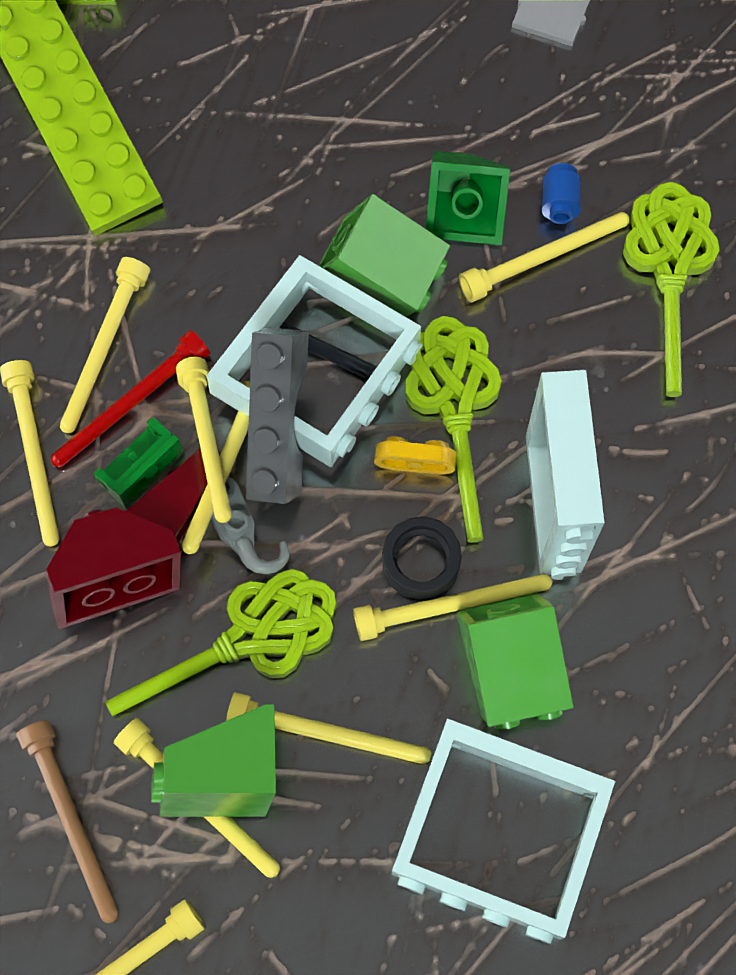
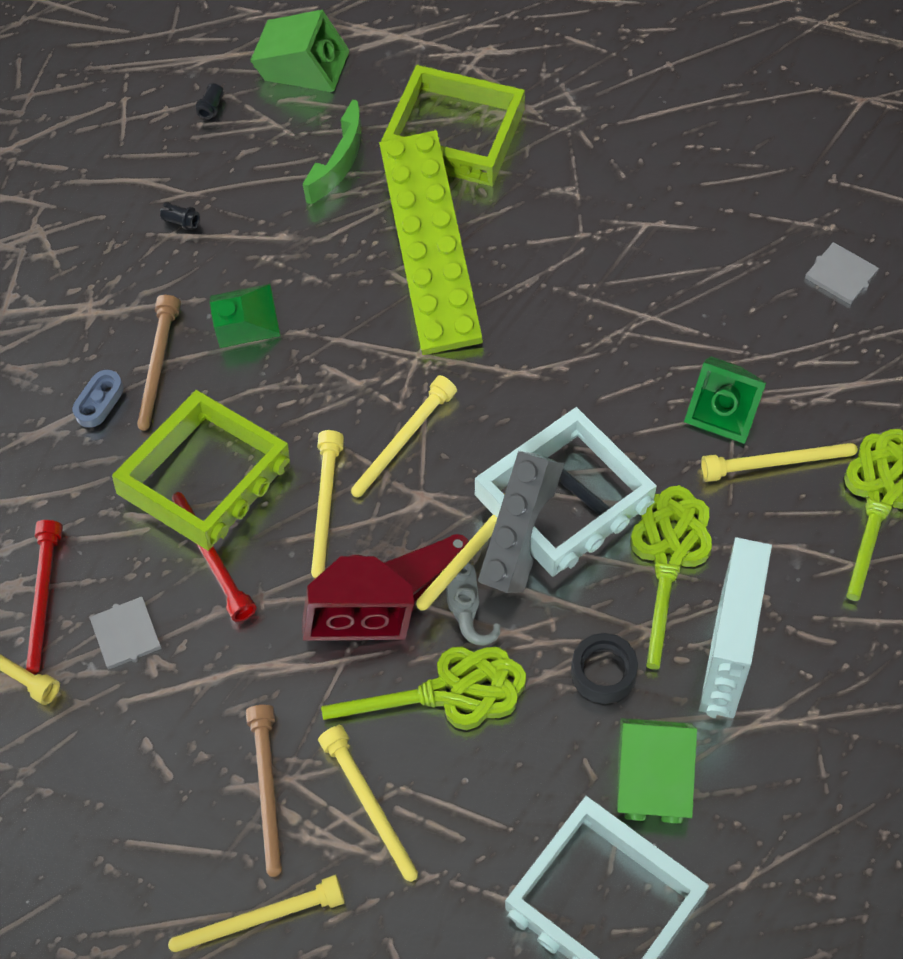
camera: 20 degrees right, 10 degrees down
(140, 463) = (404, 534): green hinge -> none
(189, 346) = (468, 460): red piece -> none
(193, 378) = (464, 481): light yellow piece -> none
(220, 770) = (392, 779): bright green slope -> none
(340, 735) = (428, 747): light yellow piece -> none
(372, 620) = (551, 706): light yellow piece -> none
(386, 256) = (647, 427): bright green slope -> none
(428, 458) = (631, 591): yellow plate -> none
(561, 193) = (805, 415): blue brick -> none

